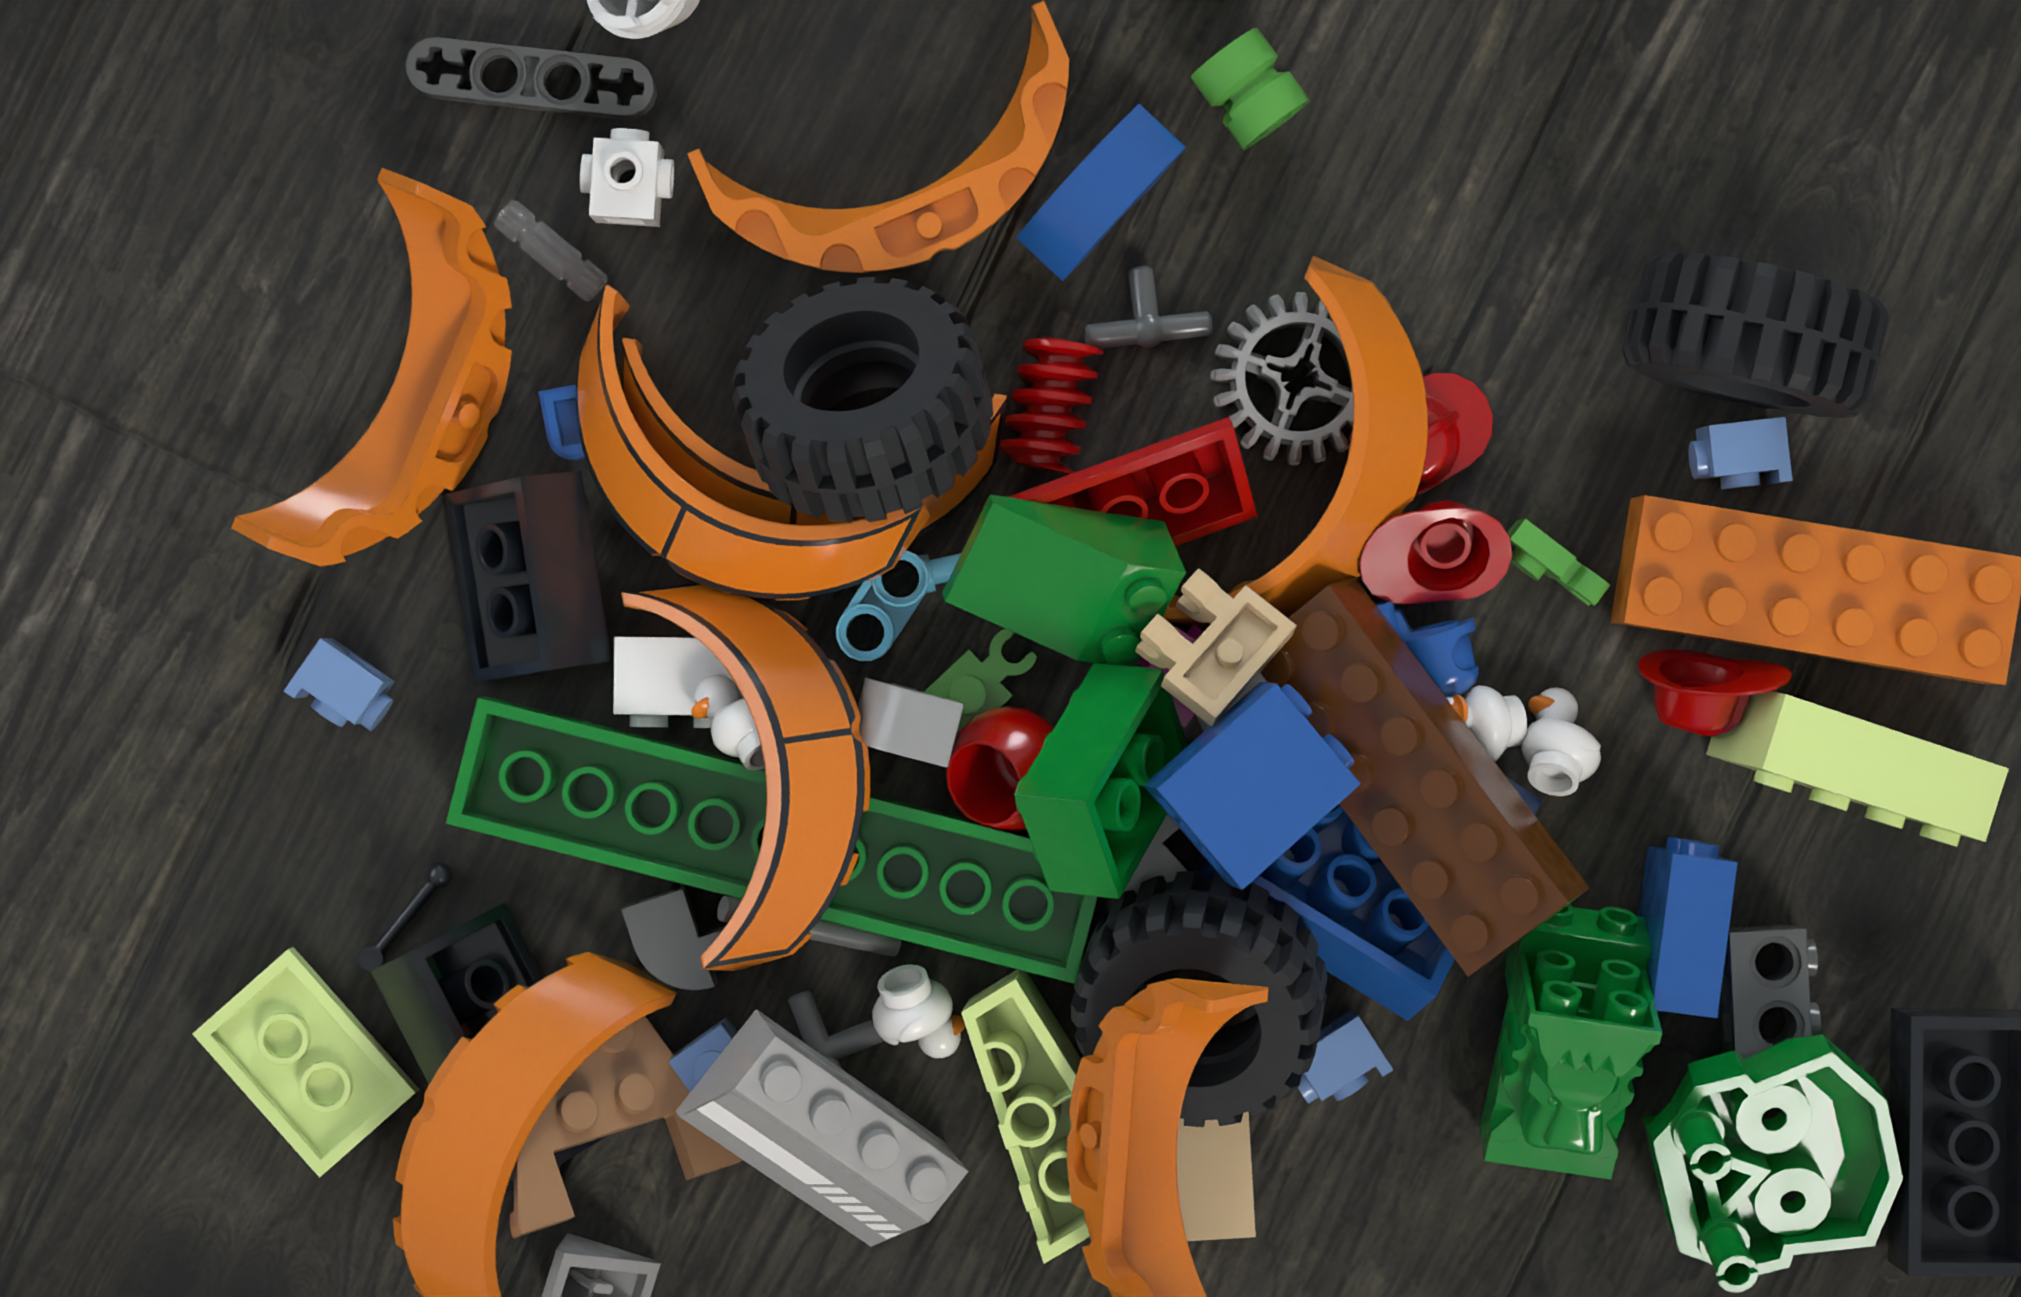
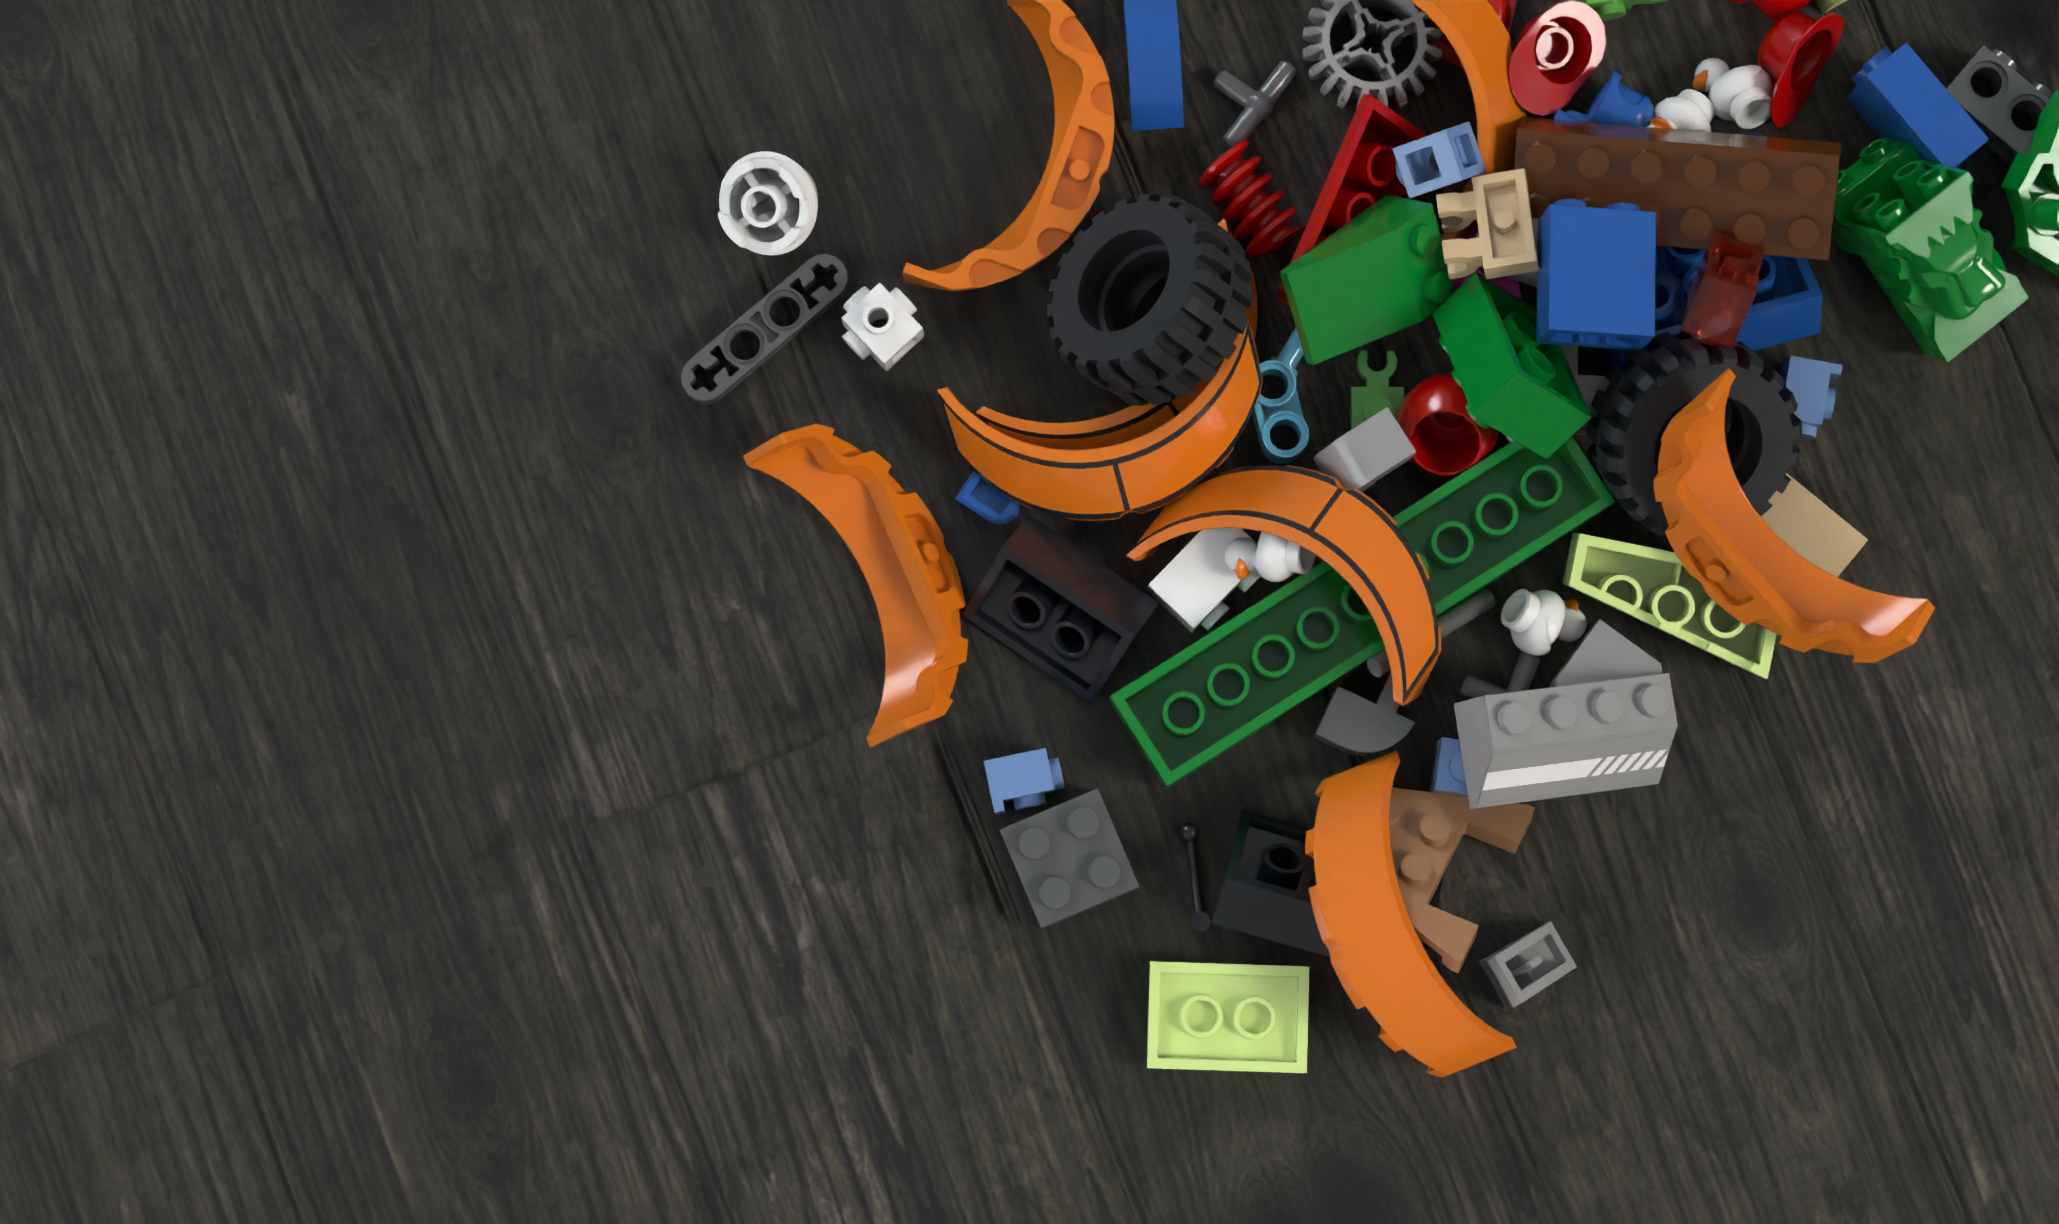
camera: 45 degrees left, 5 degrees down
(309, 794) = (1069, 858): none -> dark grey brick
(550, 250) = (878, 413): clear axle -> none
(928, 1098) = (1604, 657): none -> light grey slope
(1235, 541) = (1438, 160): none -> medium blue brick
(1347, 909) = (1722, 290): none -> clear red brick
(1637, 767) = (1793, 58): none -> red piece

